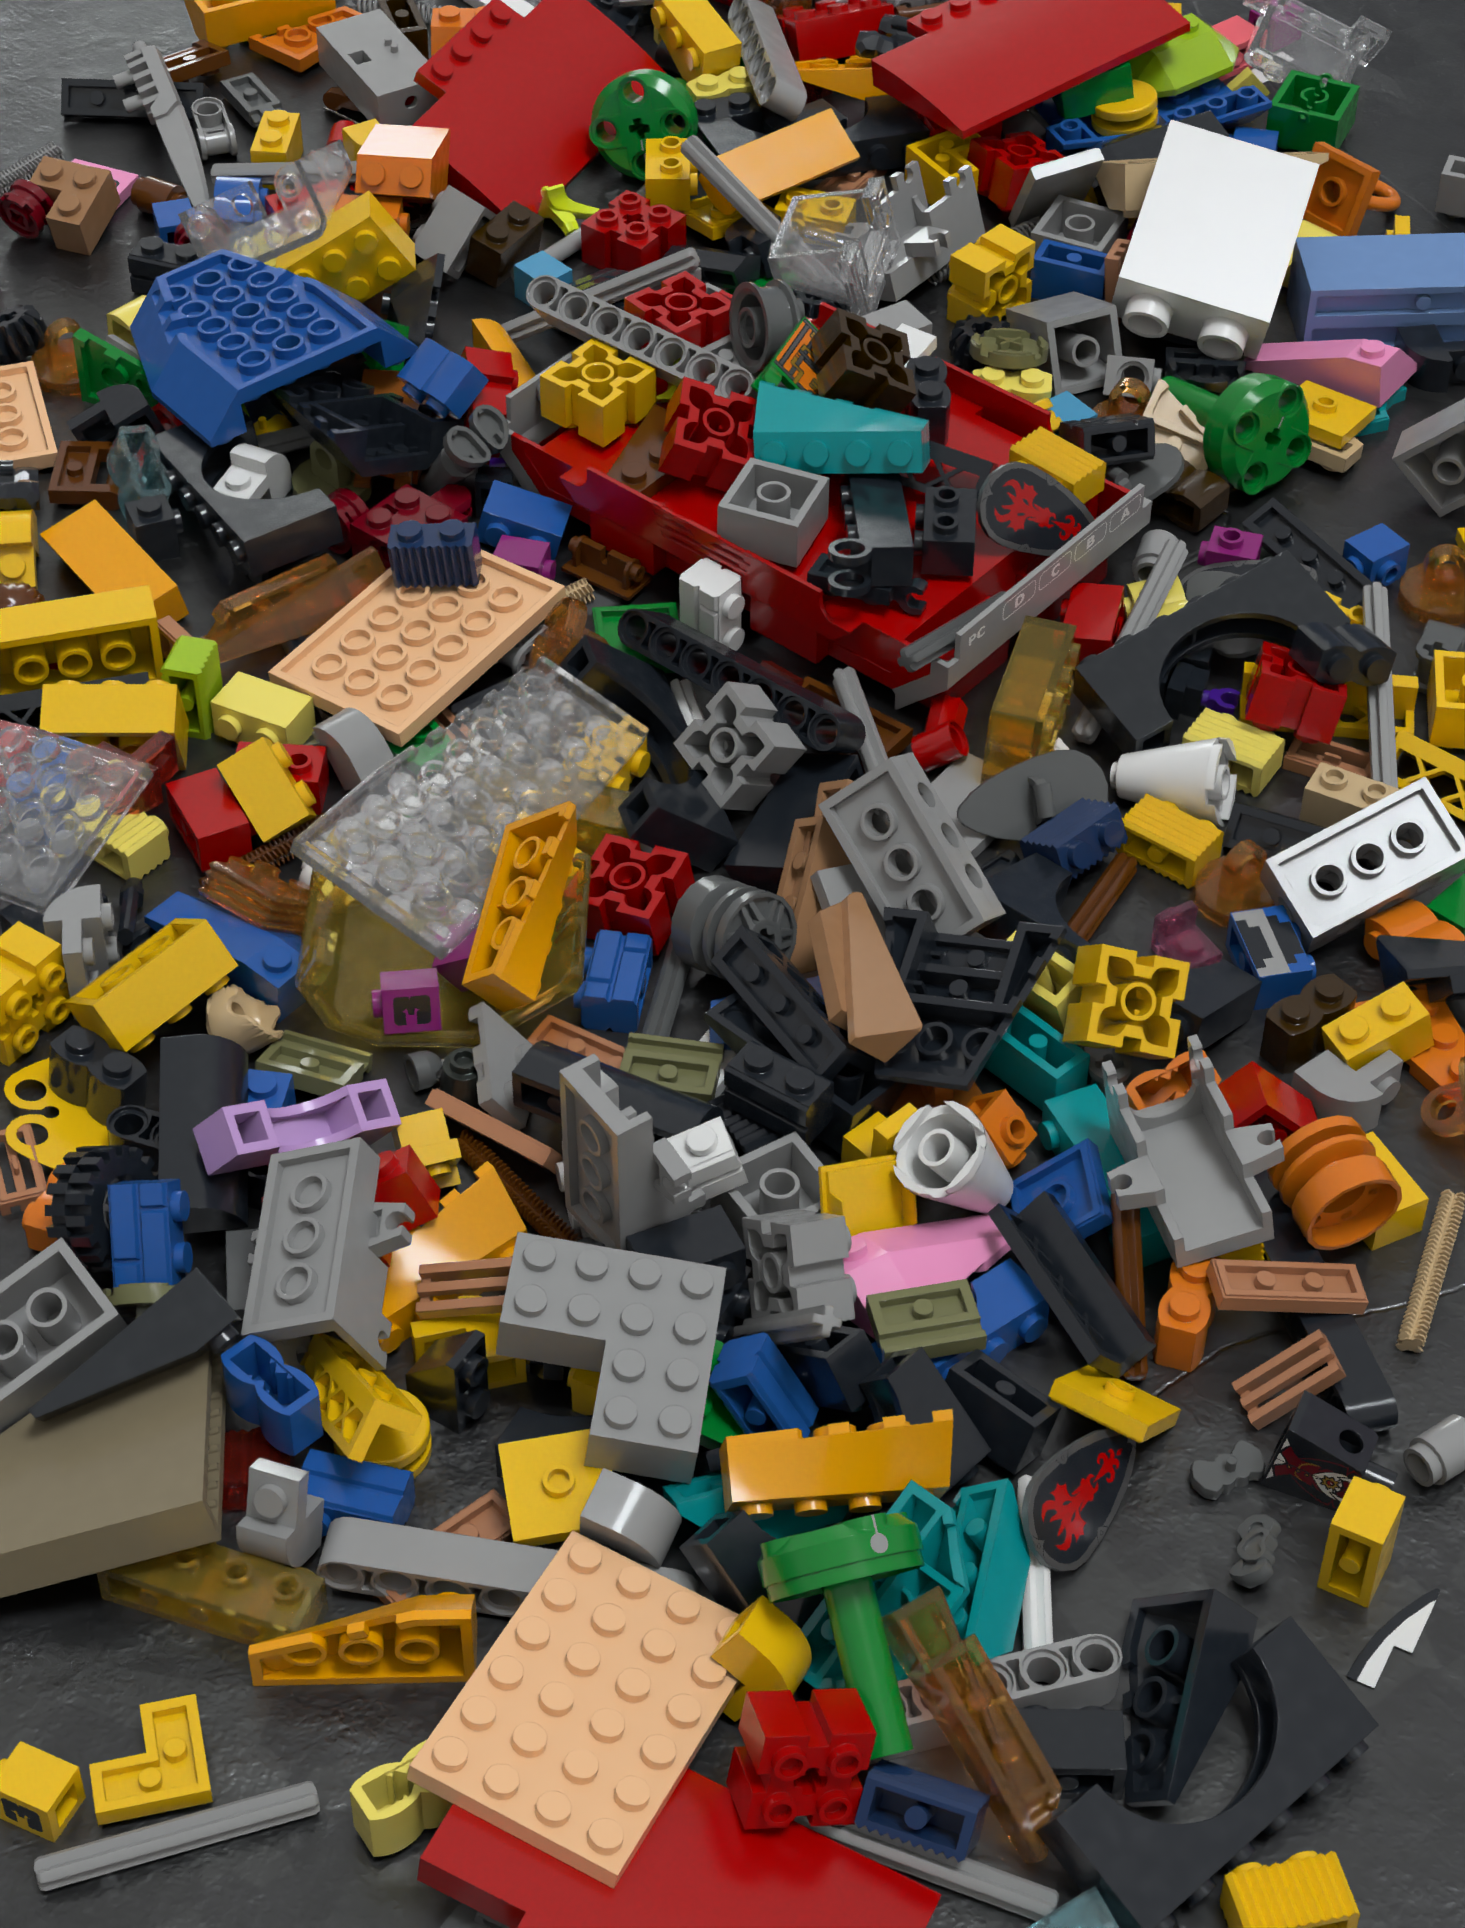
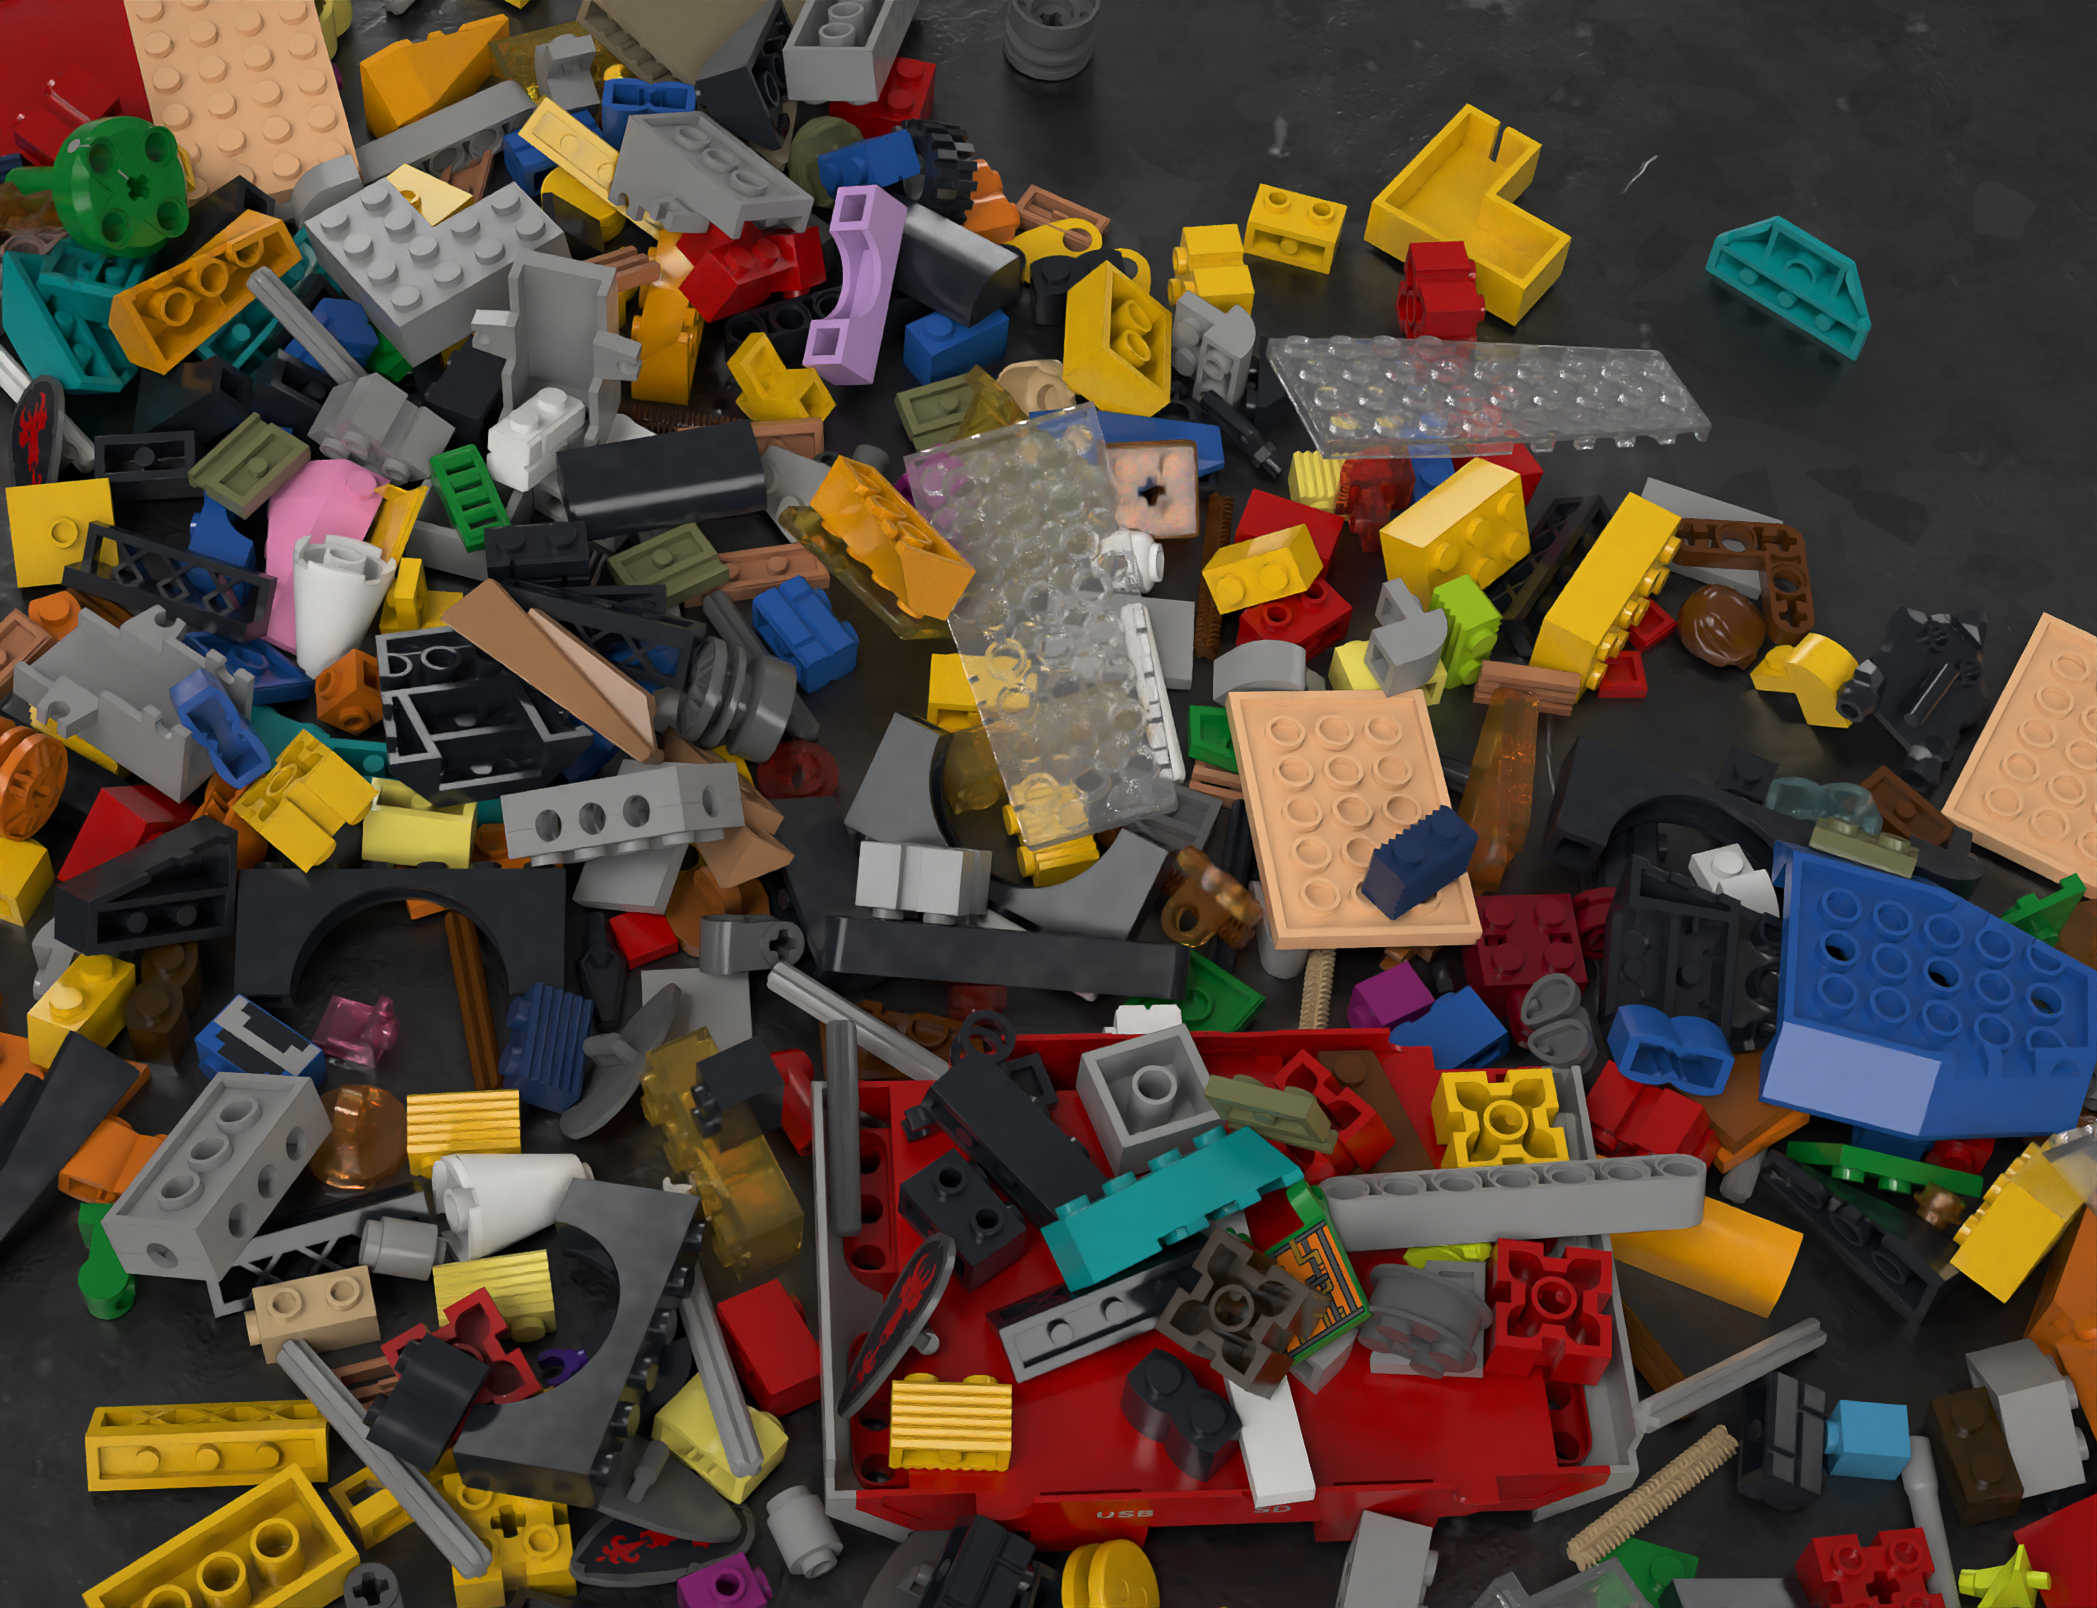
camera: 130 degrees right, 10 degrees up
(111, 559) = (1698, 722): light orange brick -> none
(174, 401) = (1848, 841): none -> olive plate
(253, 672) = (1408, 644): none -> light grey brick
(376, 299) = (1939, 1205): none -> clear orange plate
(636, 889) = (862, 695): red brick -> none
(742, 409) = (1274, 1114): none -> olive plate
(776, 1189) = (458, 471): none -> green slope
(1024, 631) = (737, 1095): none -> black brick
(1152, 1067) = (218, 726): none -> blue brick
(1273, 789) = (401, 1247): none -> light grey brick
(1287, 1029) = (154, 894): none -> black wedge

